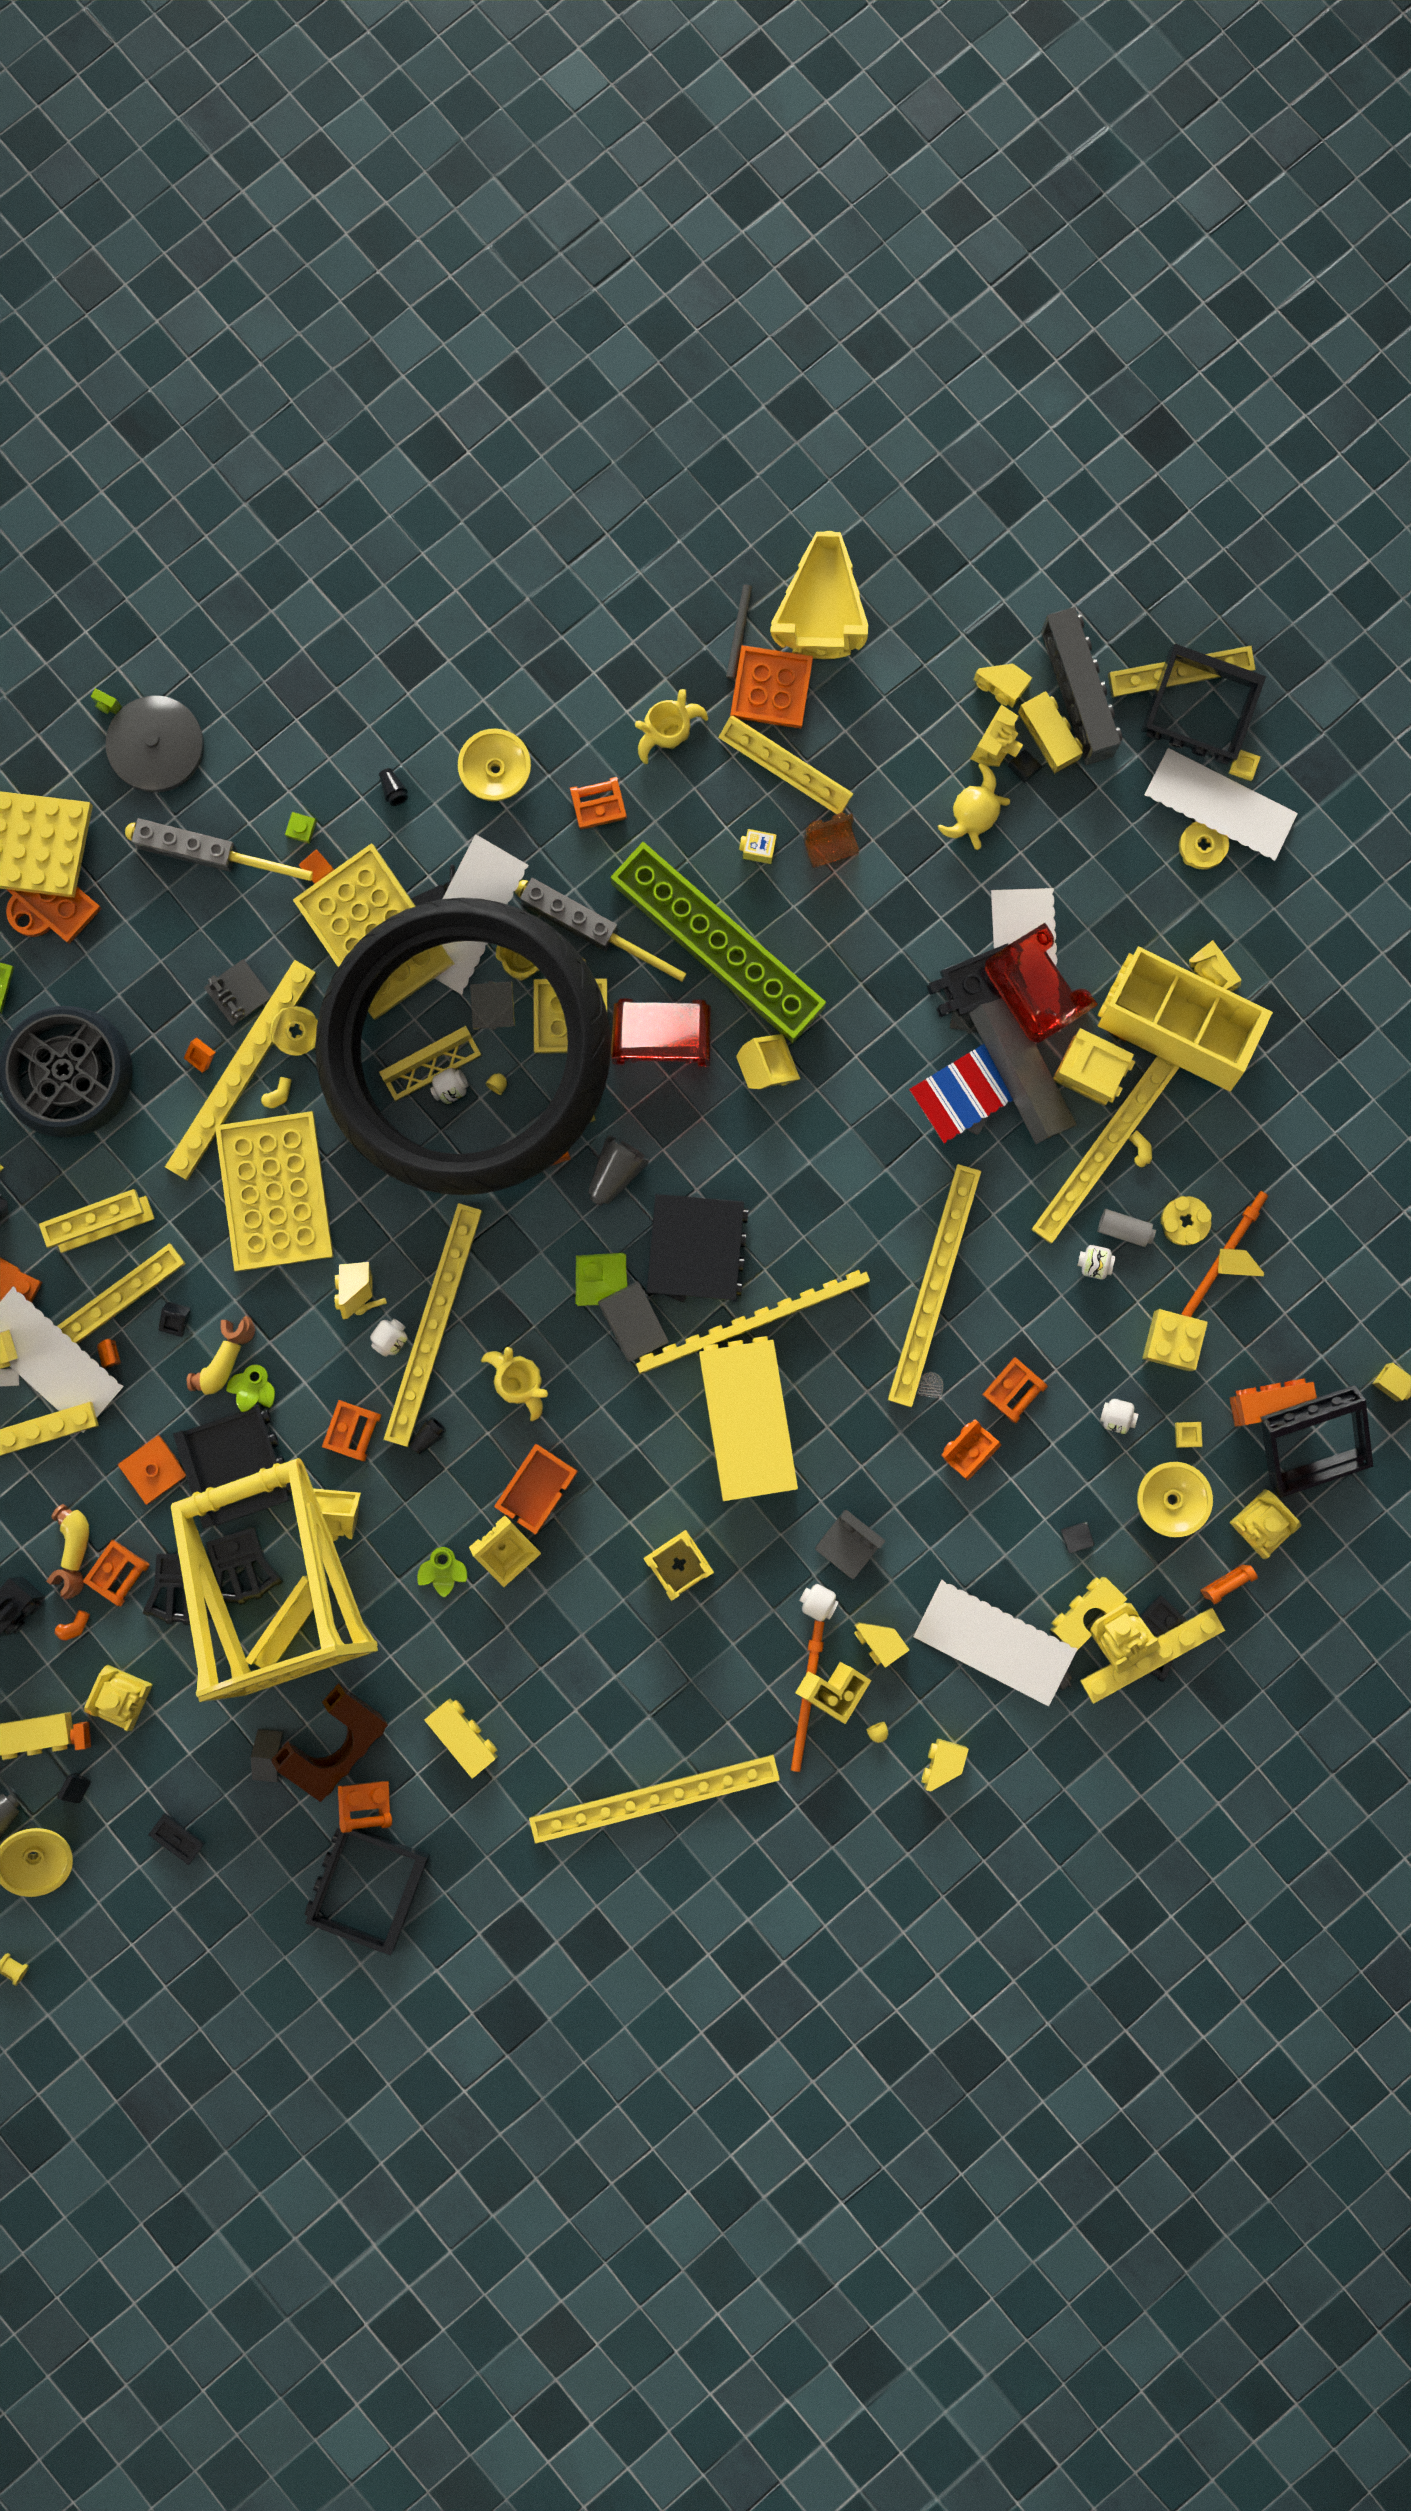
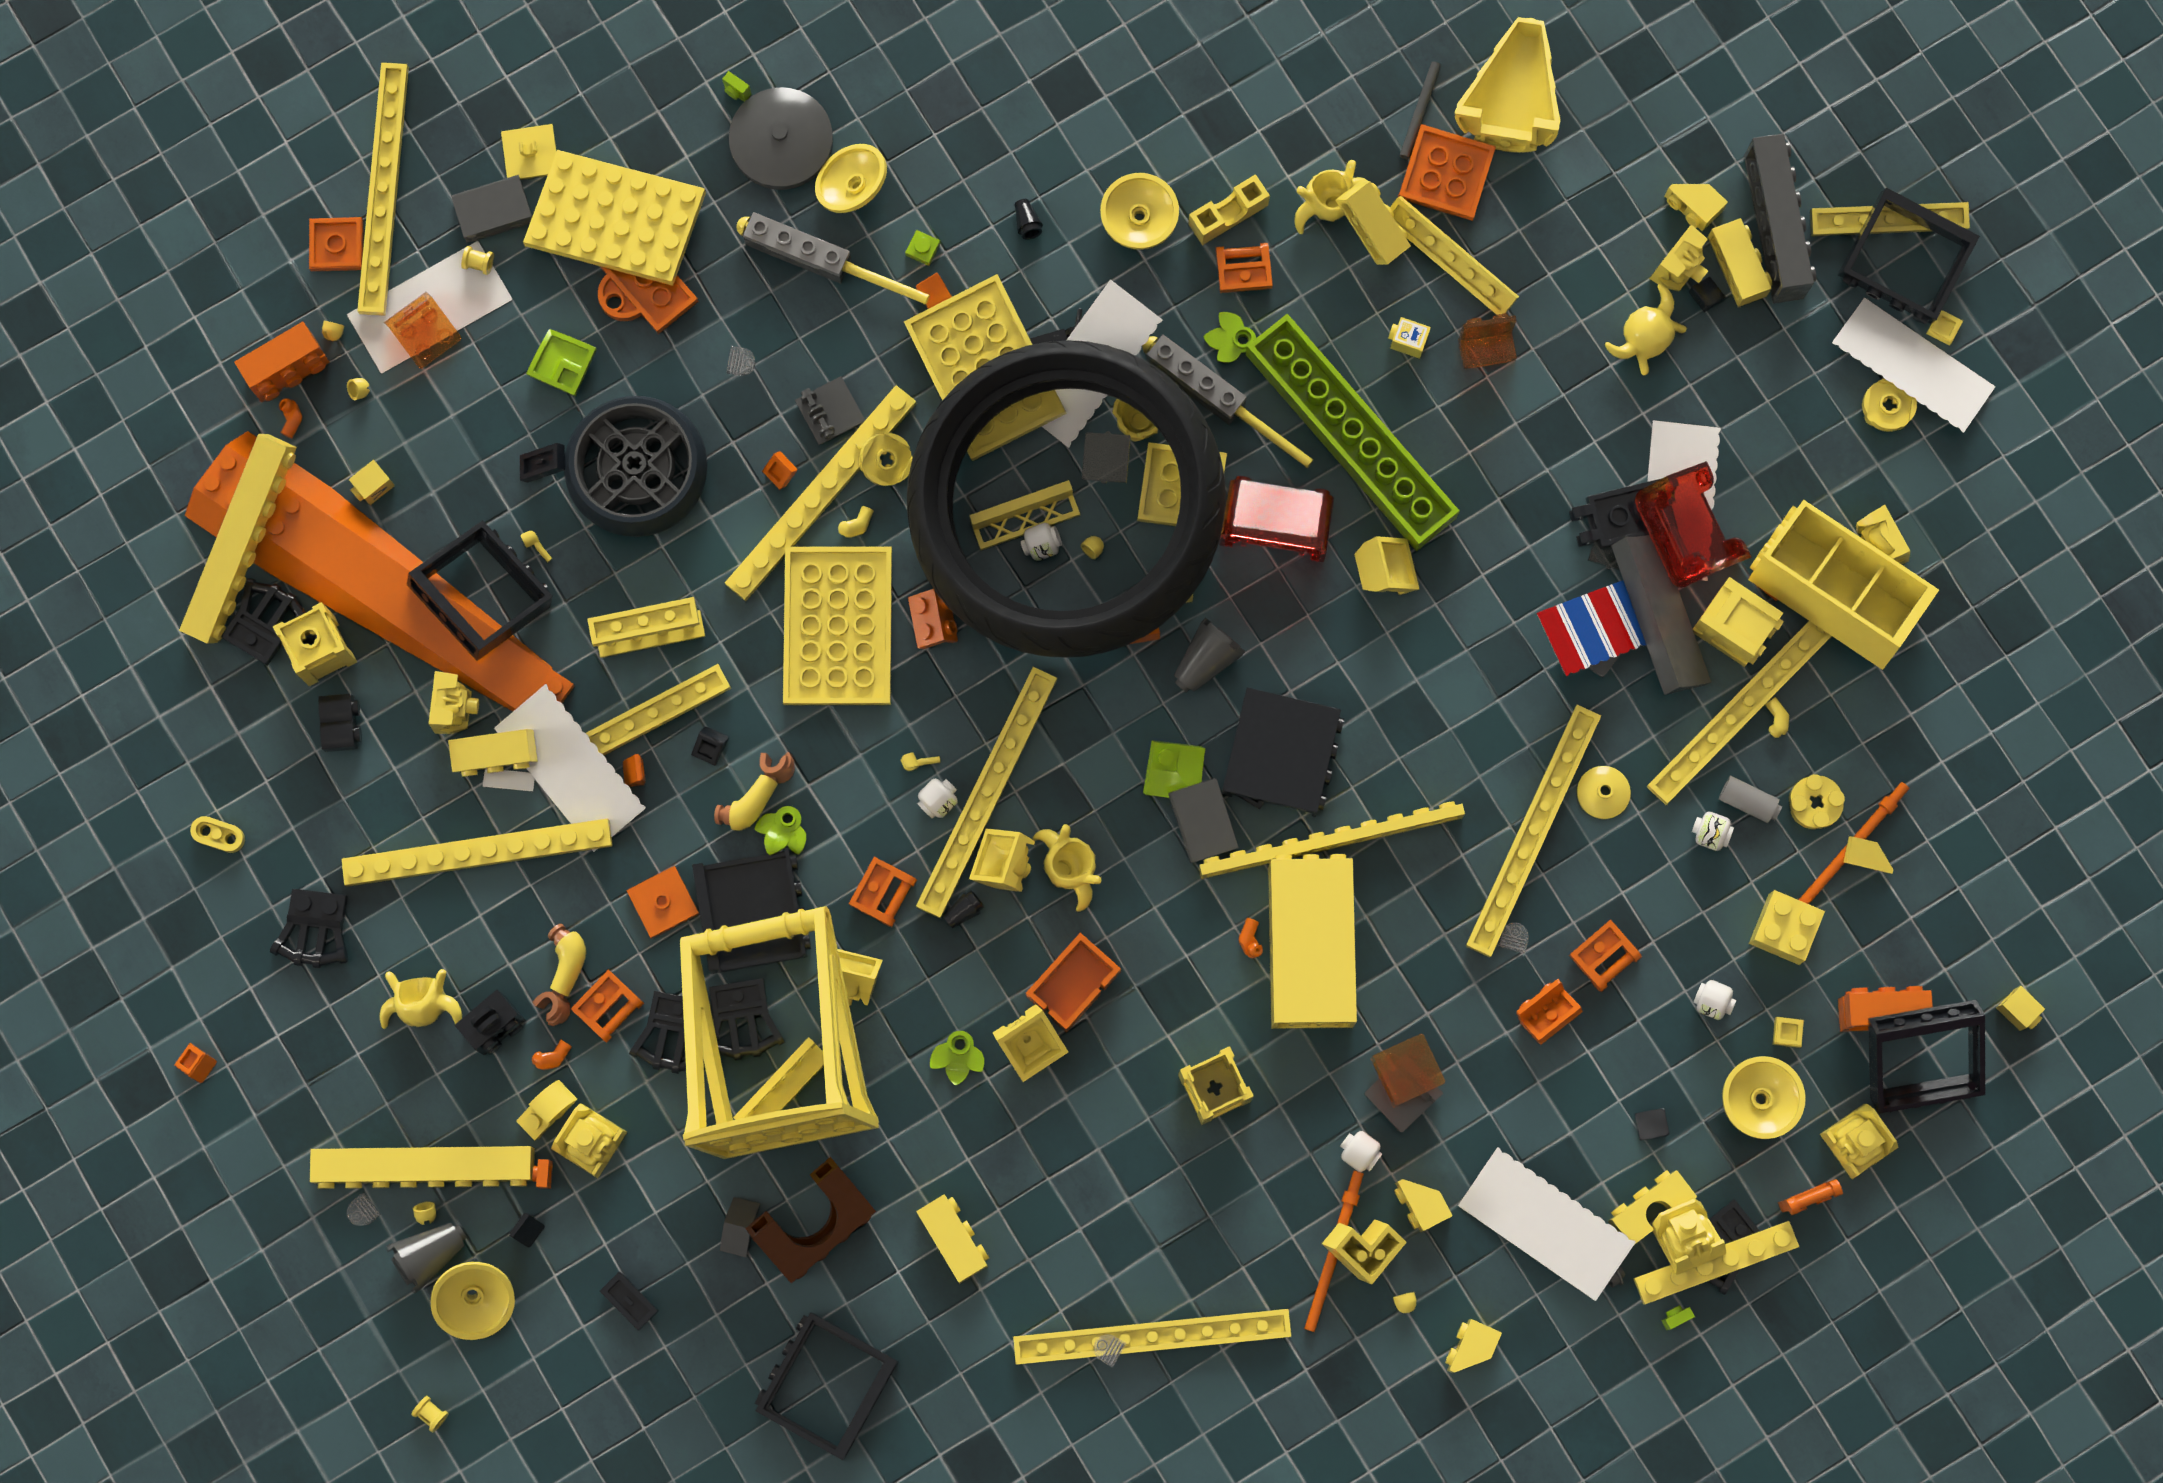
camera: 10 degrees right, 5 degrees down
(74, 1676) = (546, 1109): none -> light yellow brick
(148, 958) = (740, 361): none -> clear tile
(223, 773) = (851, 178): none -> light yellow dish
(354, 1287) = (909, 738): light yellow slope -> none
(359, 1174) = (931, 620): none -> orange bracket
(364, 1797) = (839, 1286): orange plate -> none
(455, 1386) = (1002, 860): none -> light yellow brick
(588, 743) = (1241, 204): none -> light yellow arch
(591, 870) = (1227, 335): none -> lime plate
(616, 1817) = (1108, 1349): none -> clear tile
(690, 1425) = (1248, 941): none -> orange arm
(710, 744) = (1373, 222): none -> light yellow brick
(851, 1524) = (1407, 1070): none -> clear orange bracket
(980, 1242) = (1596, 803): none -> light yellow dish
(1123, 1709) = (1677, 1316): none -> lime plate

